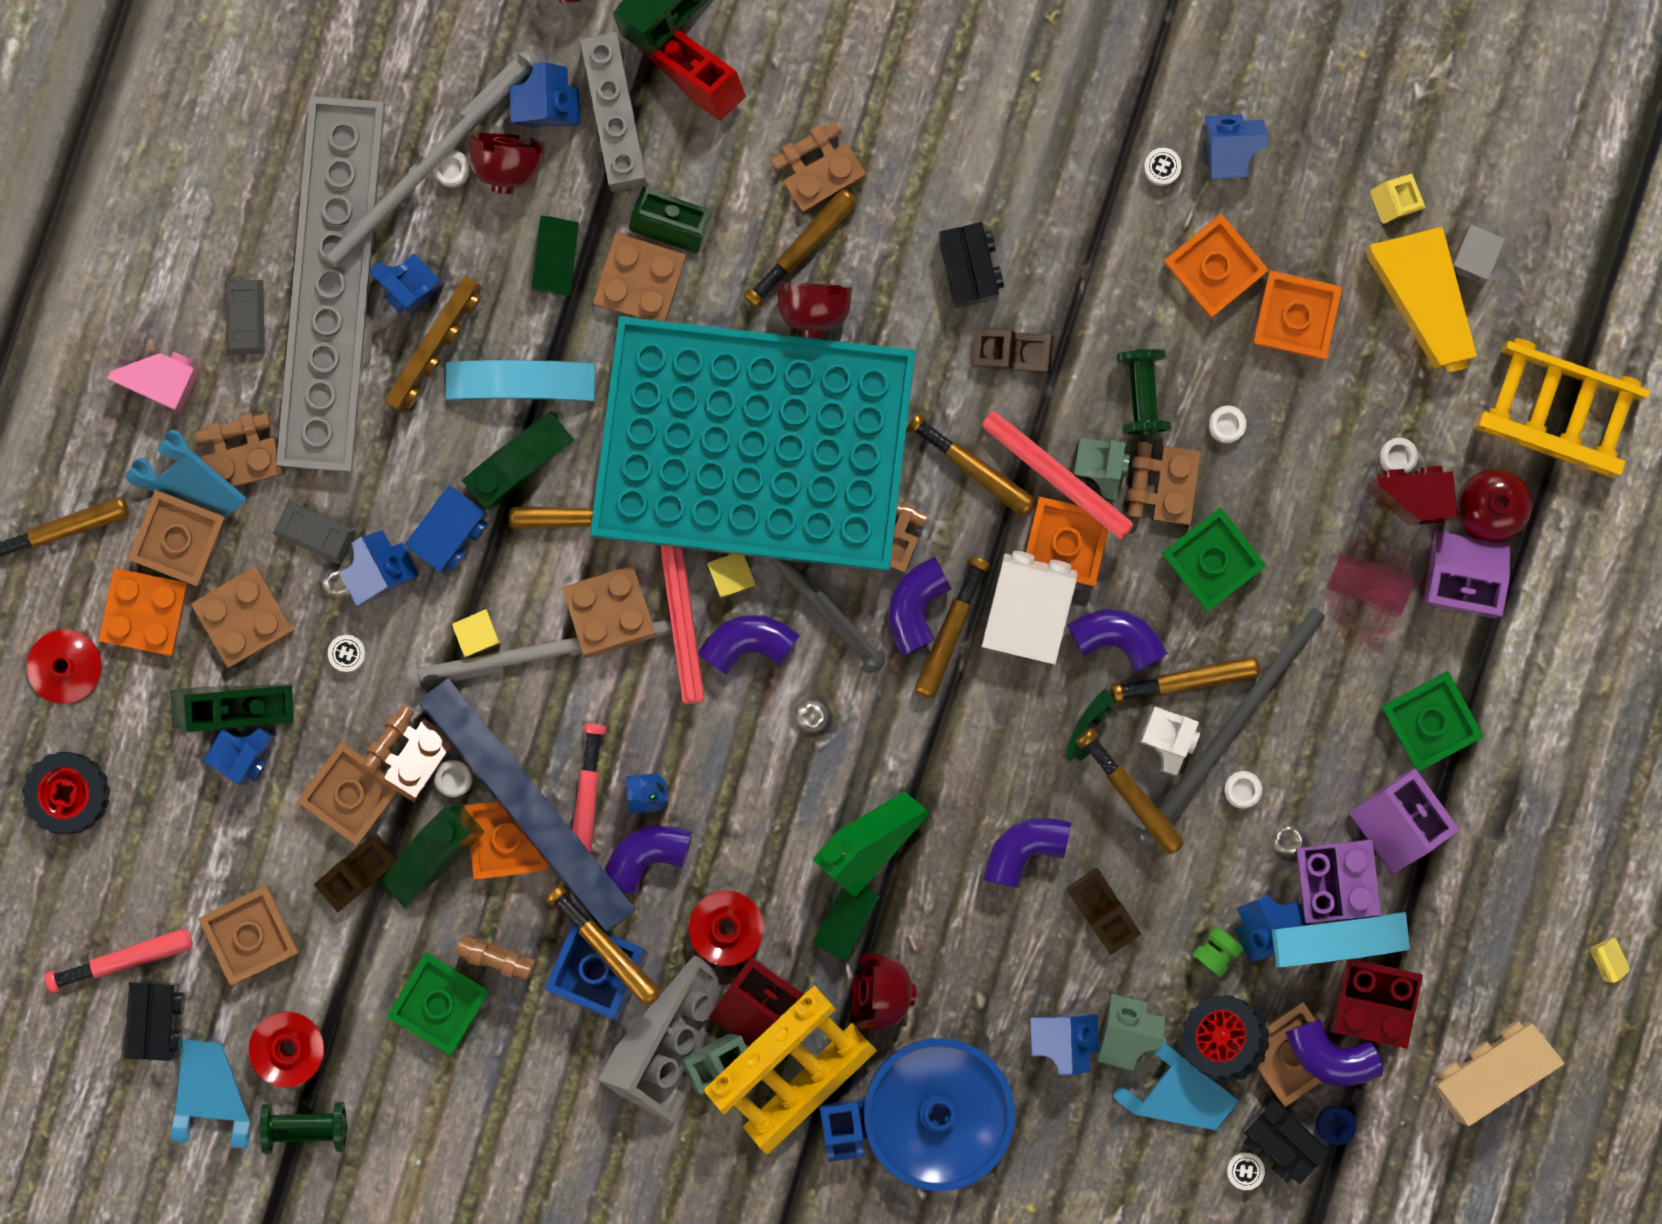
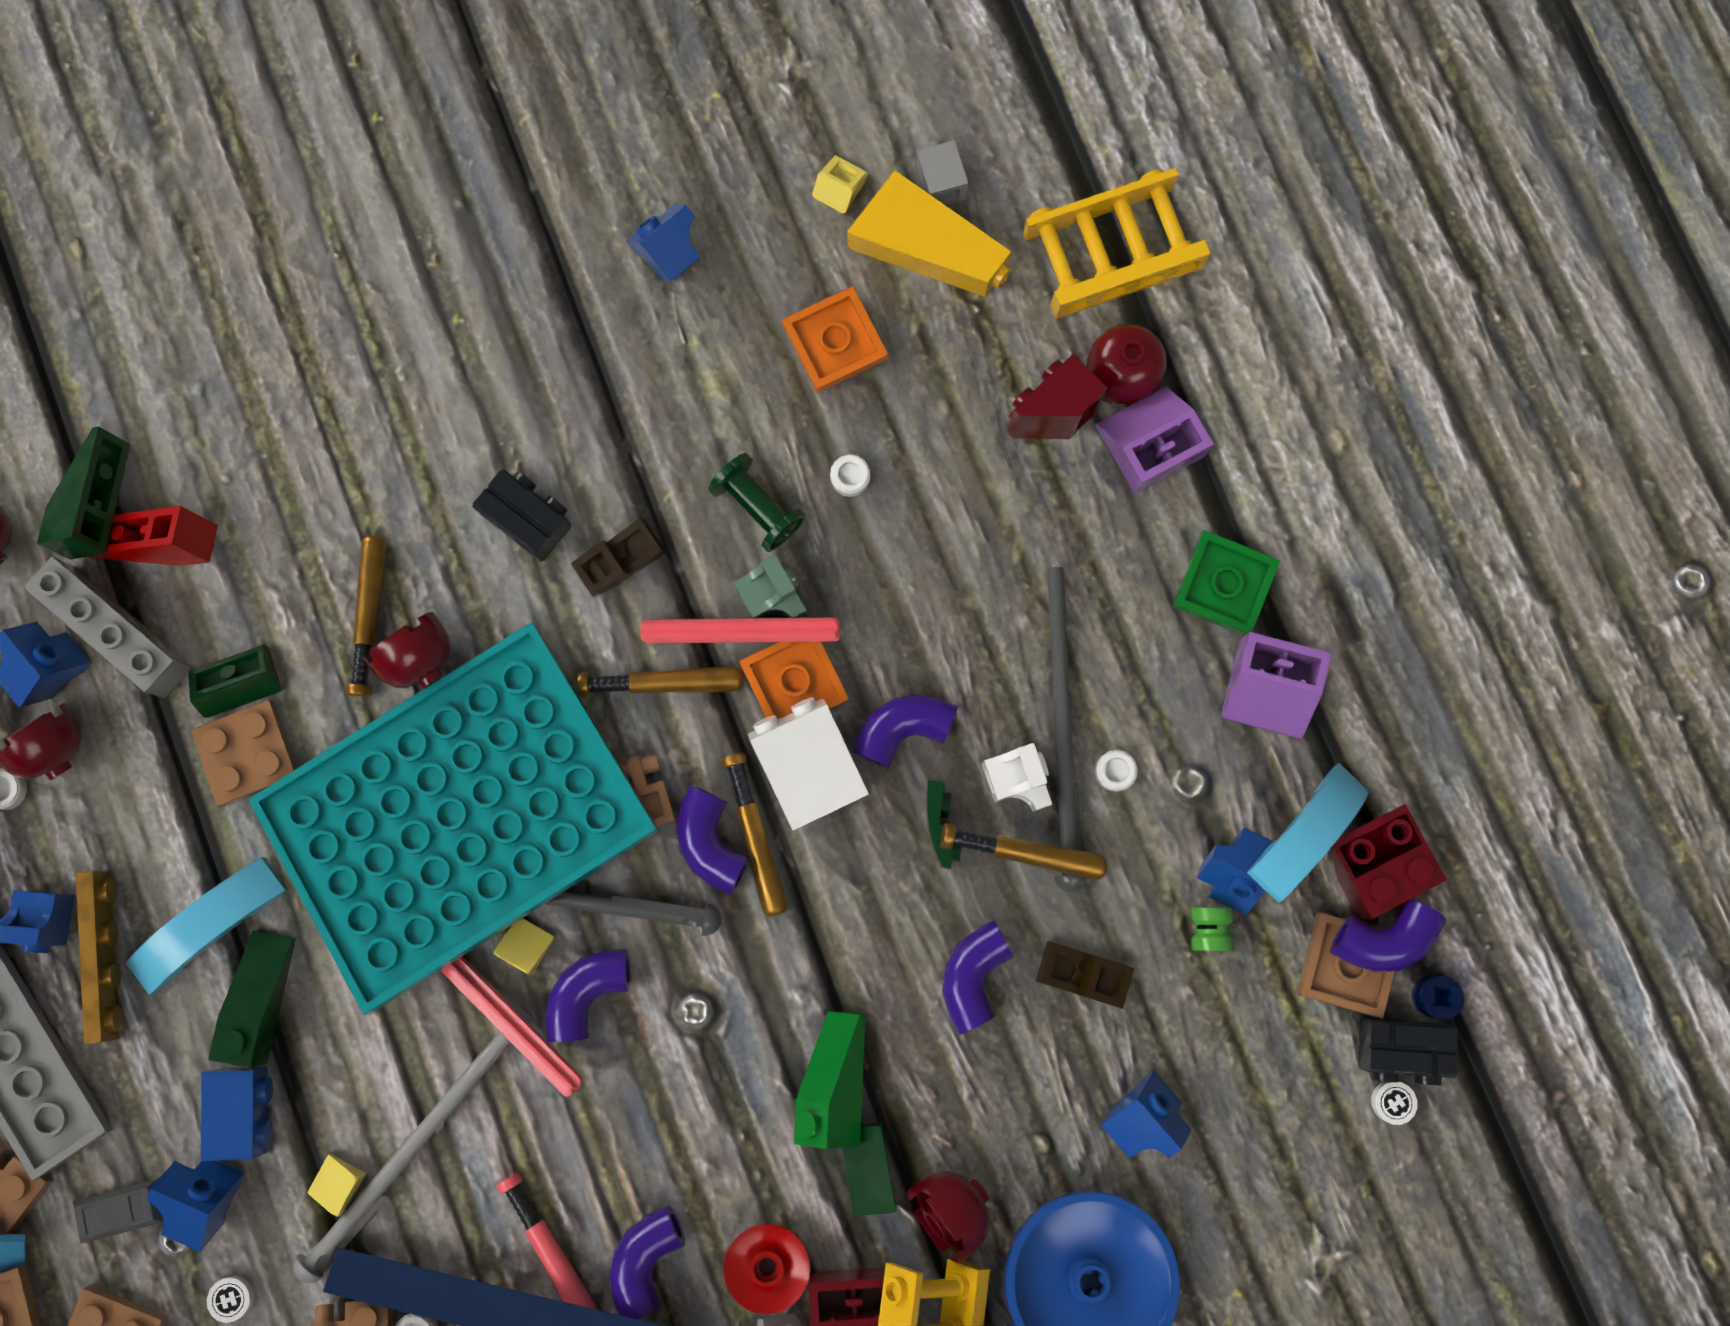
camera: 40 degrees left, 5 degrees down
(549, 517) = (319, 1028): pearl gold piece -> none
(555, 256) = (152, 792): dark green slope -> none
(609, 612) = (439, 1068): medium nougat plate -> none
(646, 793) = (598, 1205): blue rock -> none
(823, 177) = (339, 542): medium nougat plate -> none
(1128, 1032) = (1196, 1065): sand green brick -> none
(1162, 166) = (623, 308): white tile -> none
(1175, 485) = (847, 558): medium nougat plate -> none
(1181, 1095) = (1284, 1081): dark azure flag -> none
(1205, 676) = (999, 707): pearl gold piece -> none
(1213, 559) = (931, 596): green plate -> none
(1215, 266) = (733, 352): orange plate -> none
(1225, 1038) = (1283, 1001): black wheel -> none
(1338, 881) = (1265, 782): medium lavender slope -> none
(1371, 585) = (1081, 510): clear pink slope -> none
(1398, 454) = (1010, 385): white tile -> none
(1496, 1072) = (1538, 837): tan slope -> none
(1610, 960) = (1541, 664): light yellow slope -> none

